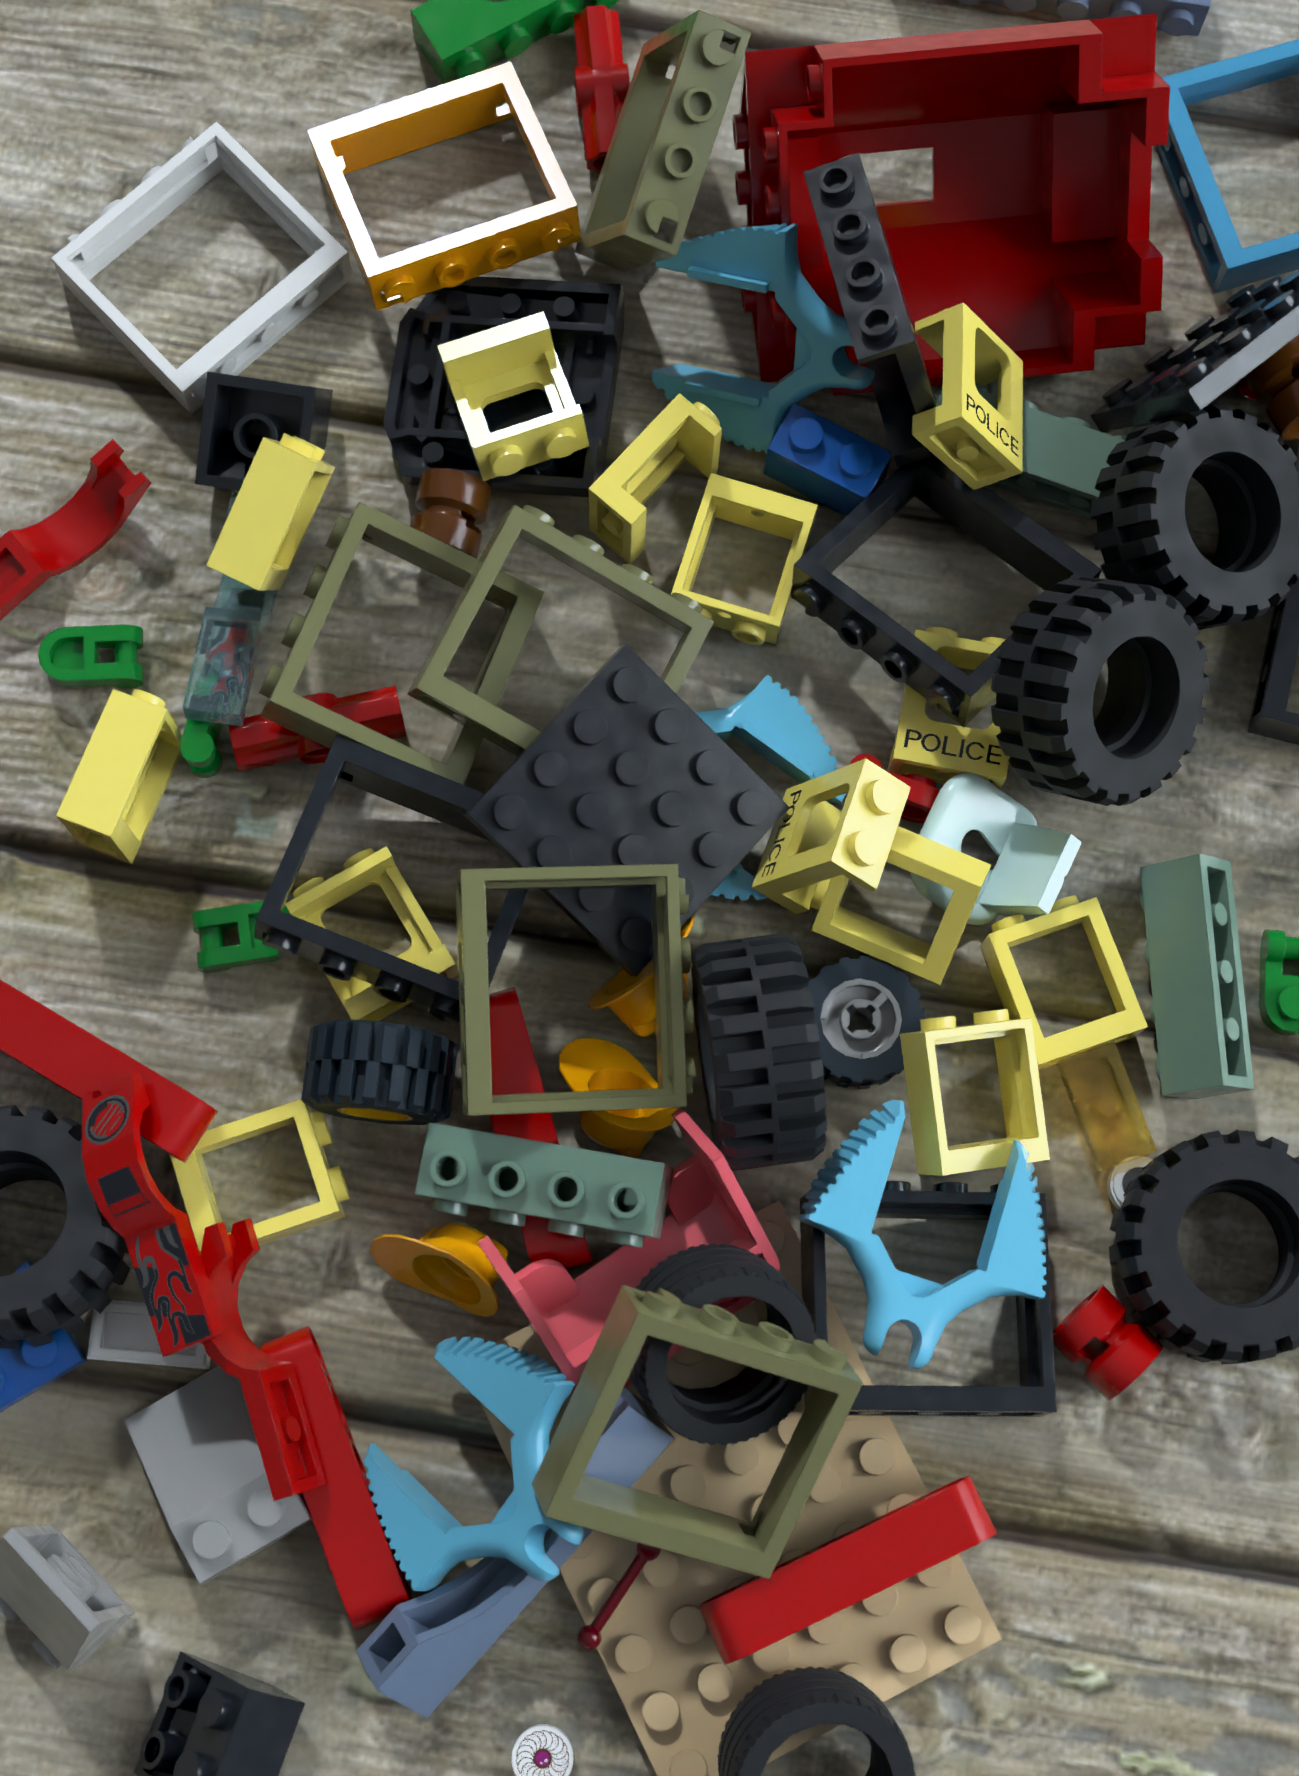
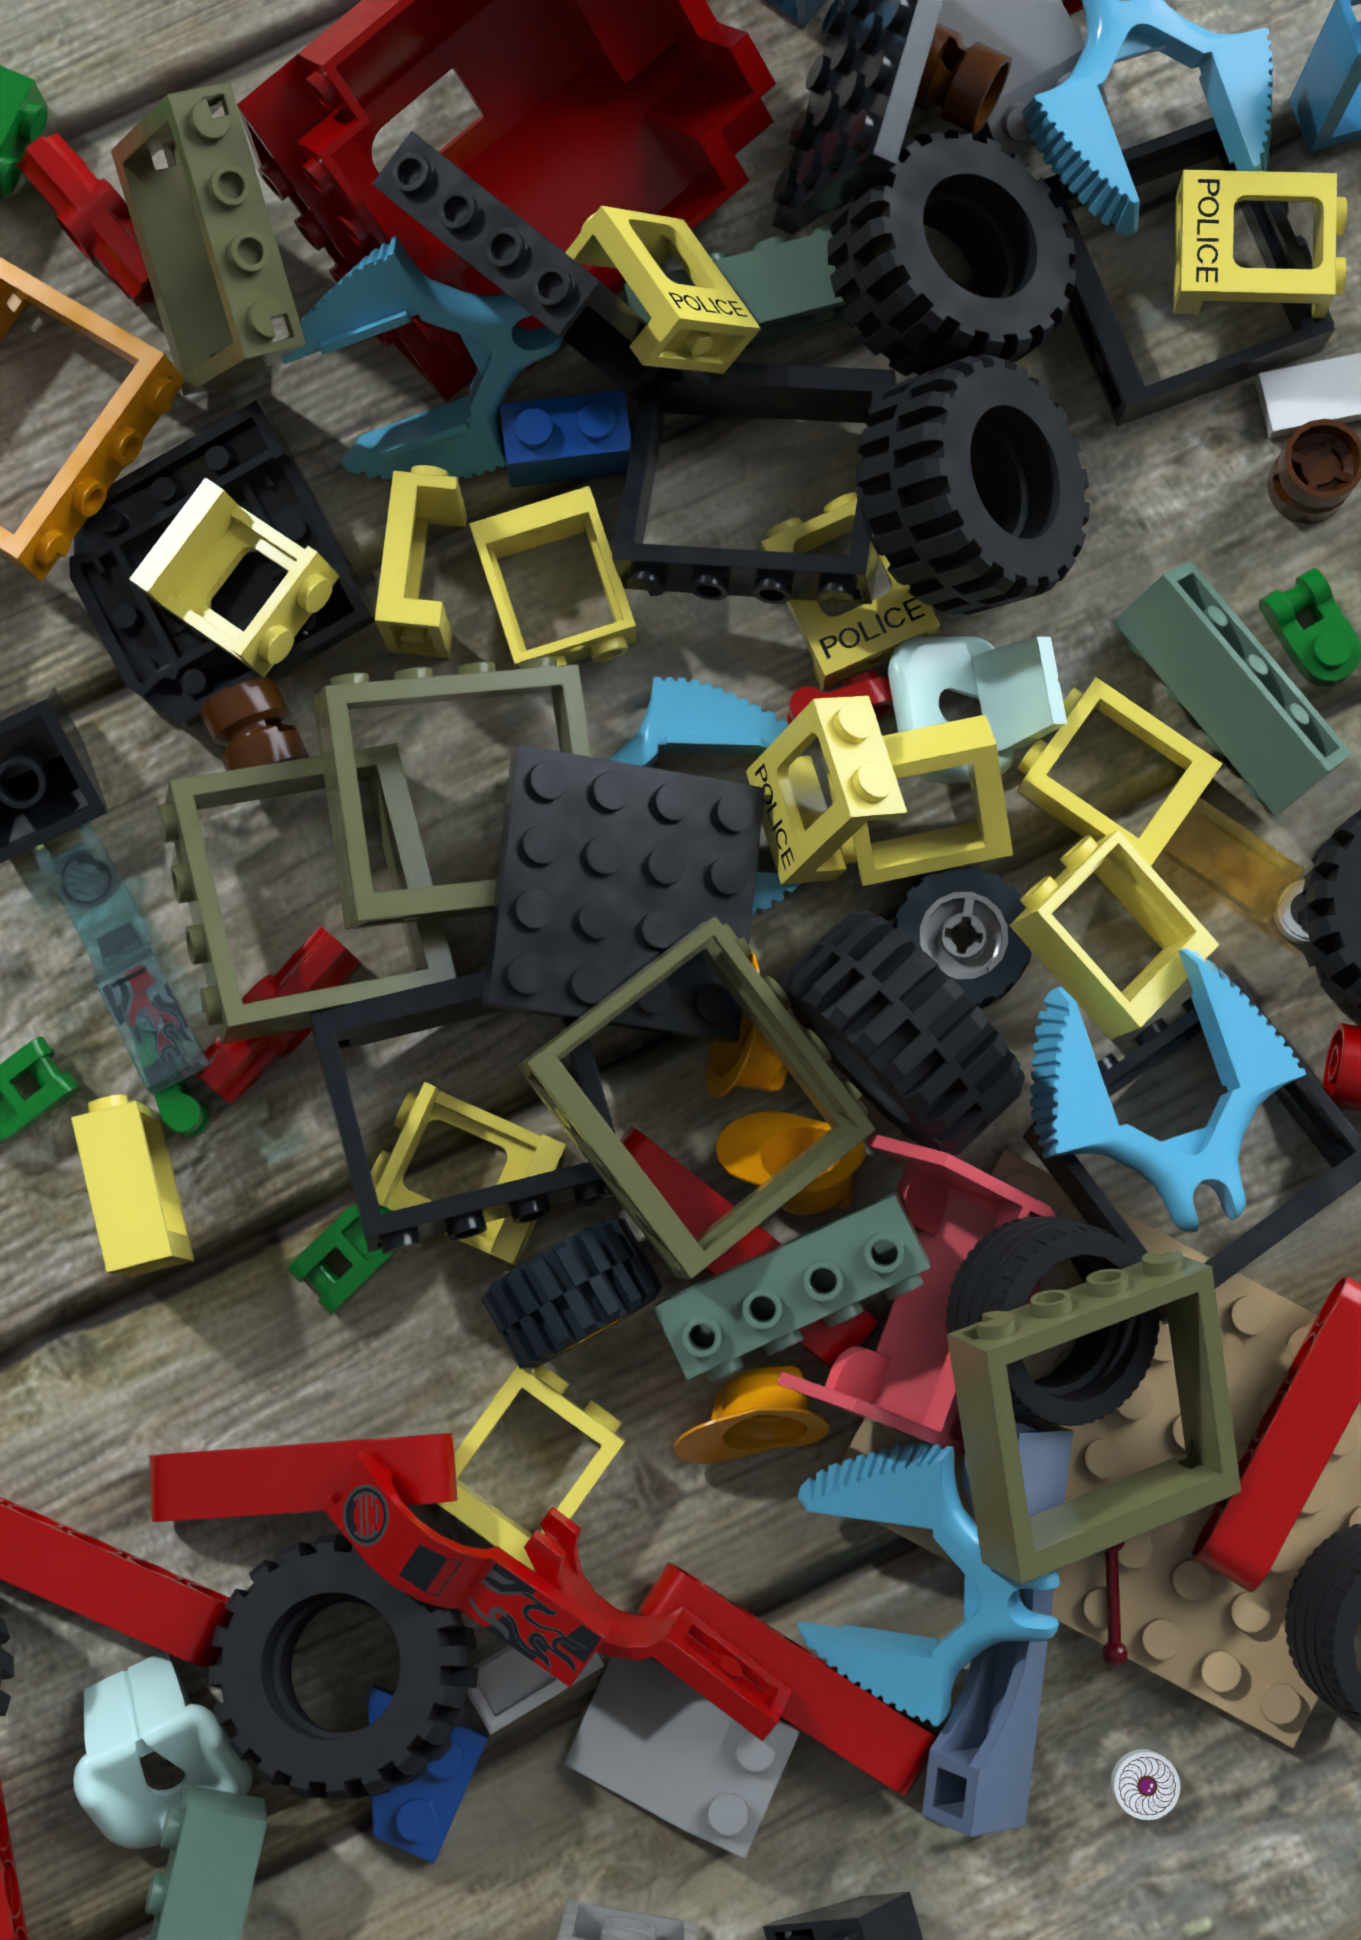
camera: 30 degrees left, 5 degrees up
(271, 513) = (94, 847): light yellow window -> none

